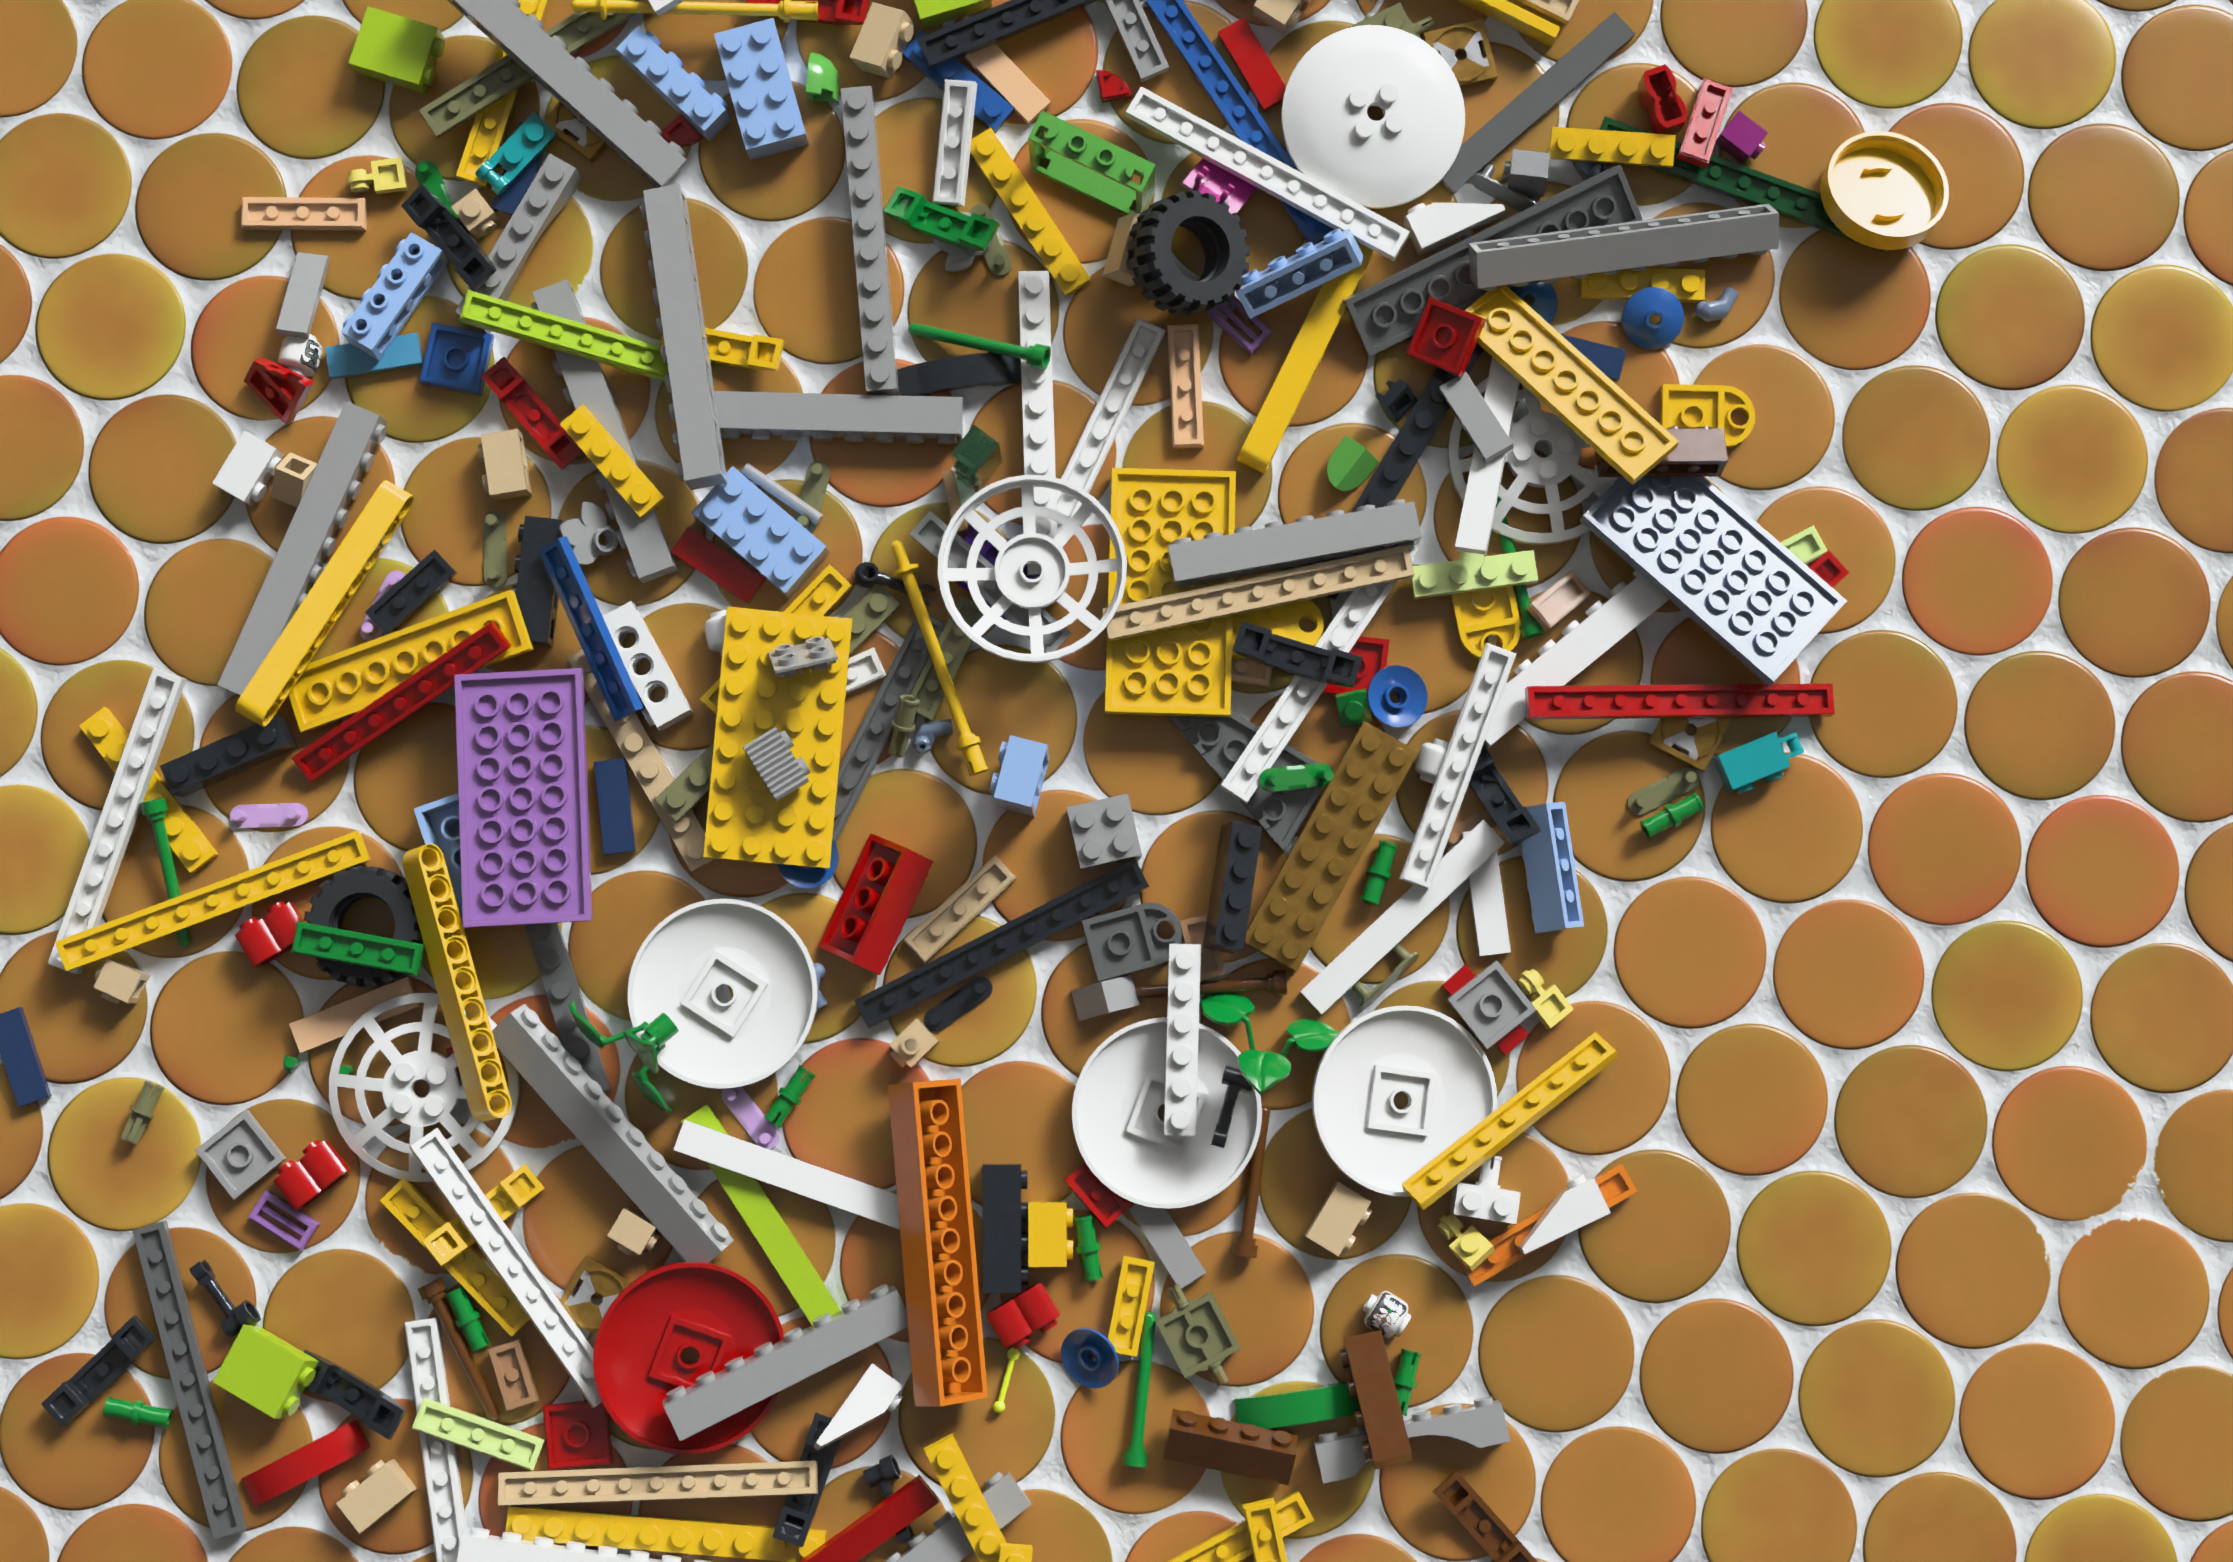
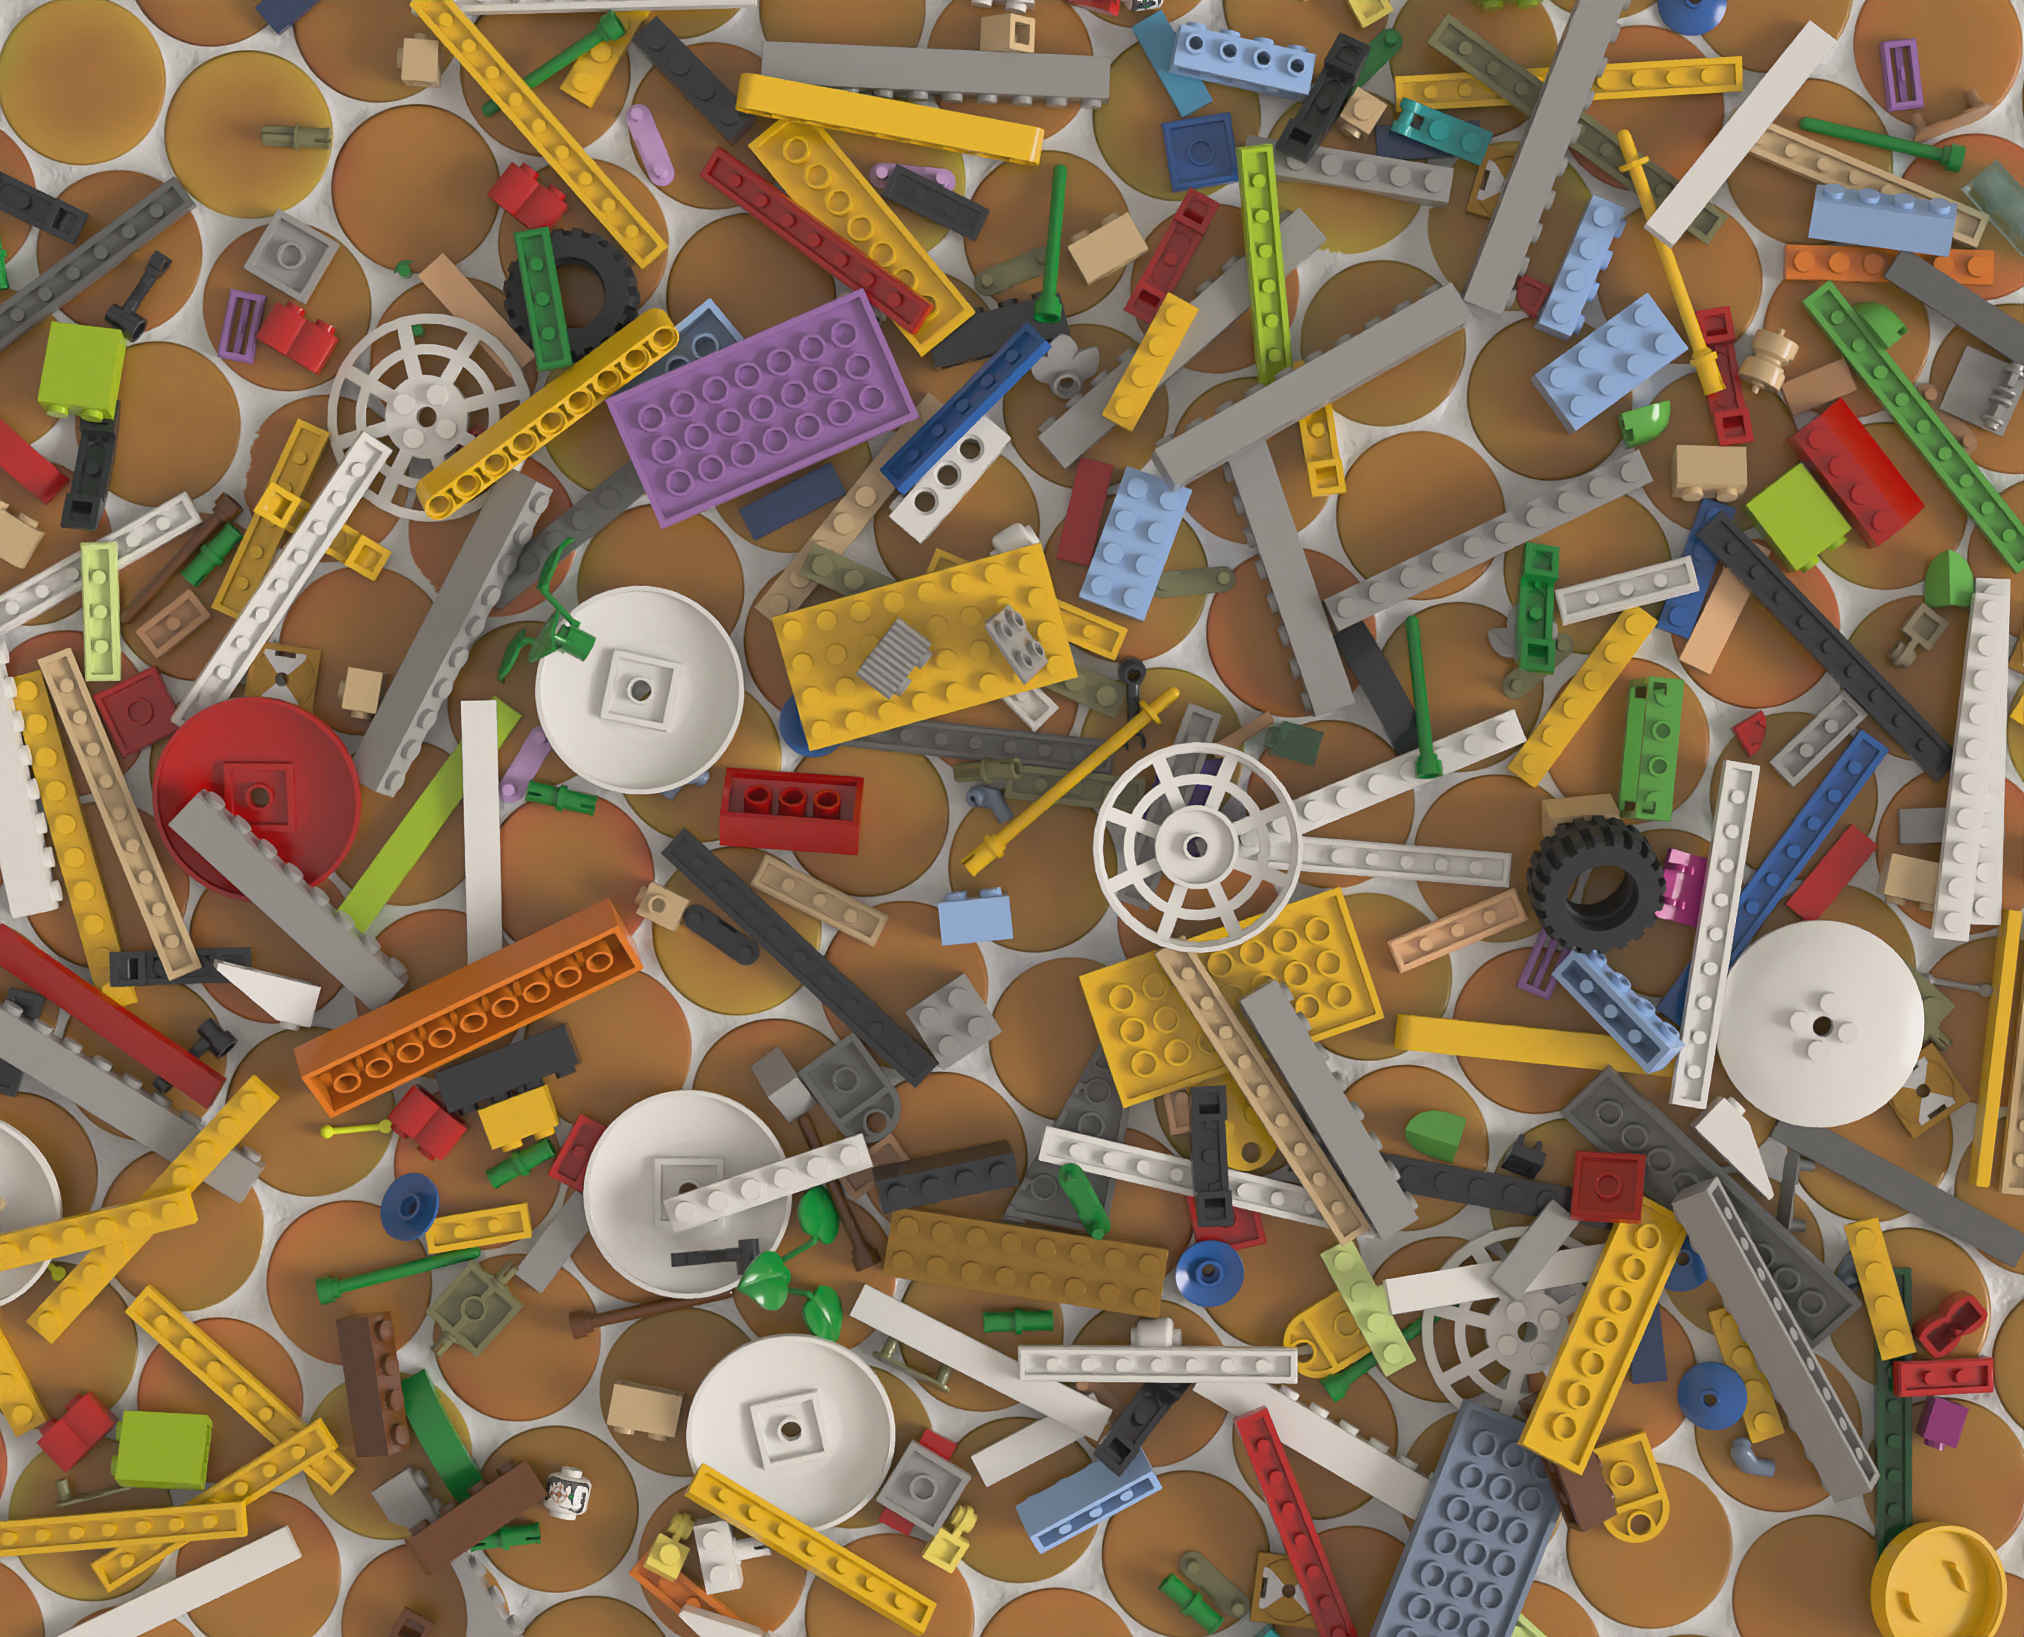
camera: 65 degrees right, 5 degrees up
(532, 528) = (1047, 307): none -> green piece
(782, 493) = (1184, 550): light grey bar -> none
(1353, 707) = (1181, 1232): green plate -> none
(1527, 172) = (1819, 1208): brick -> none
(1558, 600) = (1373, 1405): tile -> none

